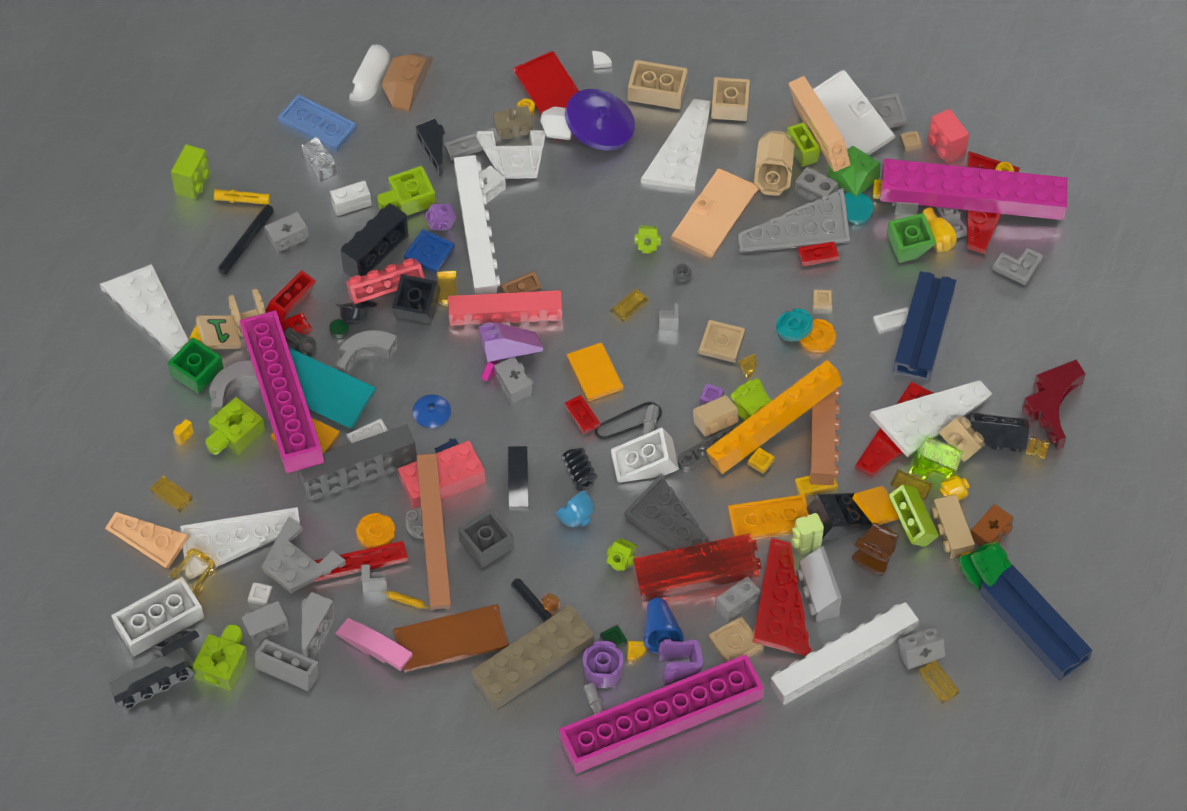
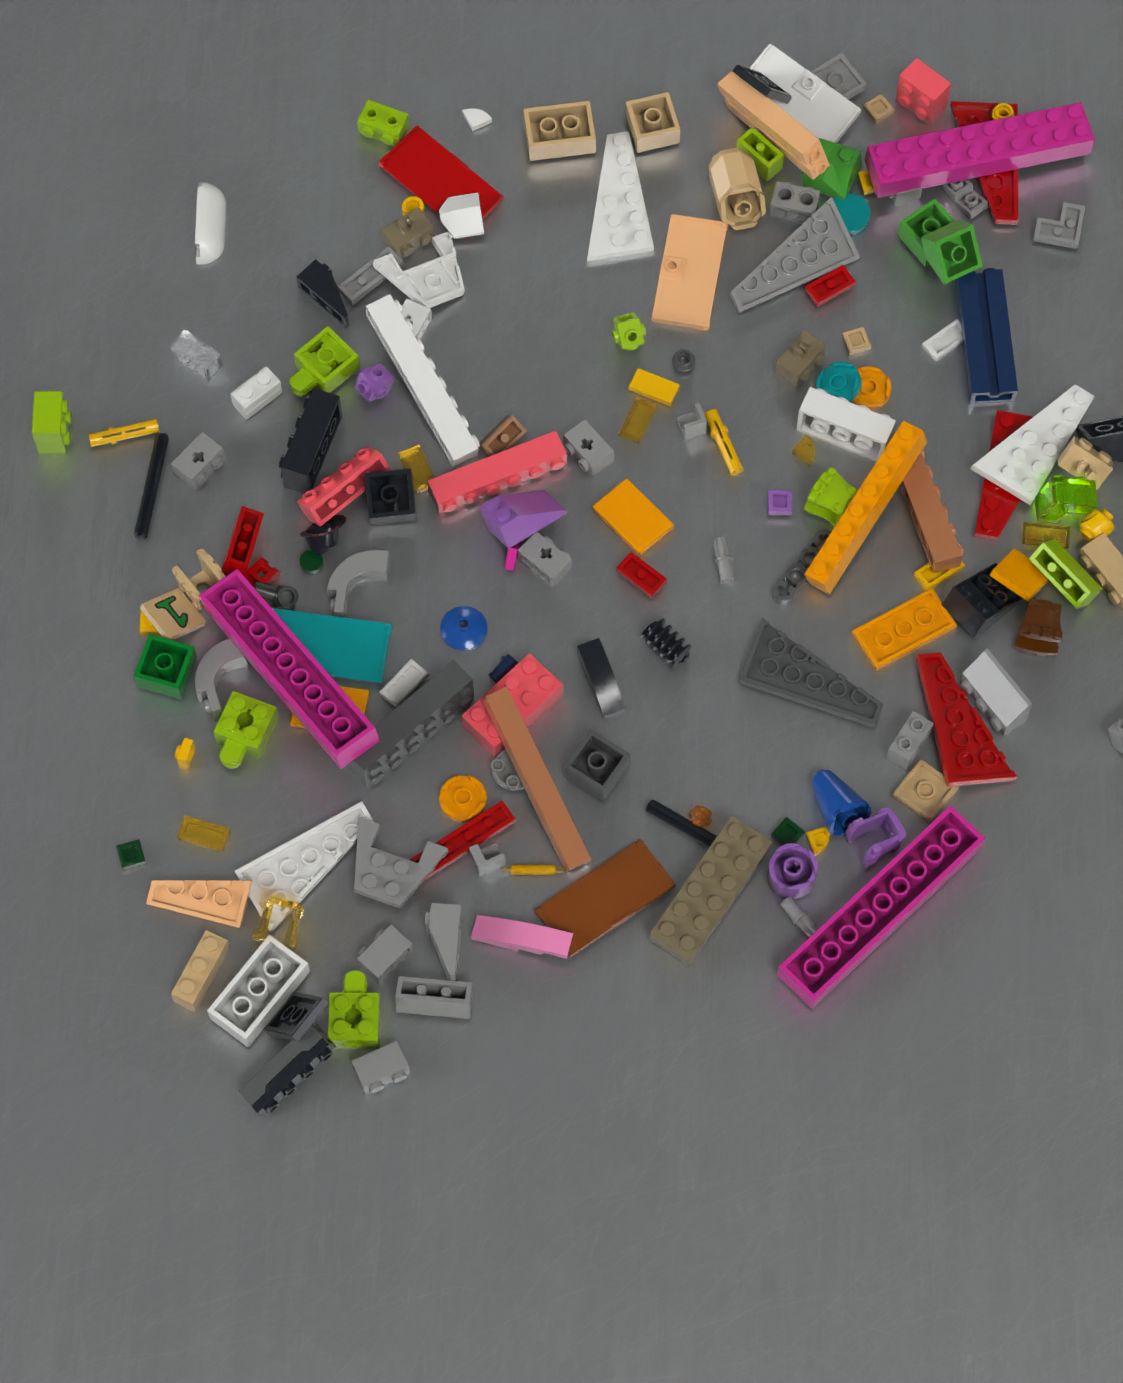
camera: 20 degrees left, 10 degrees up
(111, 491) = (131, 854): none -> dark green tile
(122, 588) = (200, 971): none -> tan brick
(147, 303) = (71, 607): white wing -> none
(224, 703) = (381, 1067): none -> light grey brick
(260, 594) = (362, 920): white tile -> none
(317, 122) = (171, 307): medium blue tile -> none
(405, 79) = (254, 217): medium nougat wedge -> none
(429, 251) = (378, 429): blue plate -> none
(528, 41) = (383, 123): none -> lime brick
(577, 510) = (686, 696): dark azure cylinder -> none
(581, 312) = (586, 437): none -> light grey brick
(599, 119) = (510, 197): dark purple dish -> none
(621, 554) = (759, 732): lime brick -> none
(622, 414) = (685, 558): black piece -> none
(645, 457) = (735, 604): white slope -> none
(651, 285) = (654, 387): none -> yellow tile
(688, 357) = (713, 420): none -> yellow pin
(697, 567) = (852, 719): clear red brick -> none
(715, 415) = (796, 526): tan brick -> none
(722, 341) = (764, 431): tan plate -> none
(761, 460) = (867, 563): yellow plate -> none
(772, 298) = (801, 358): none -> dark tan brick
(782, 350) = (845, 424): none -> white brick
(807, 533) = (958, 636): yellowish green brick -> none
(823, 93) = (762, 84): none -> black tile
(844, 652) = (1051, 764): white brick -> none
(919, 252) = (952, 250): none -> bright green slope
(942, 231) = (957, 208): yellow piece -> none

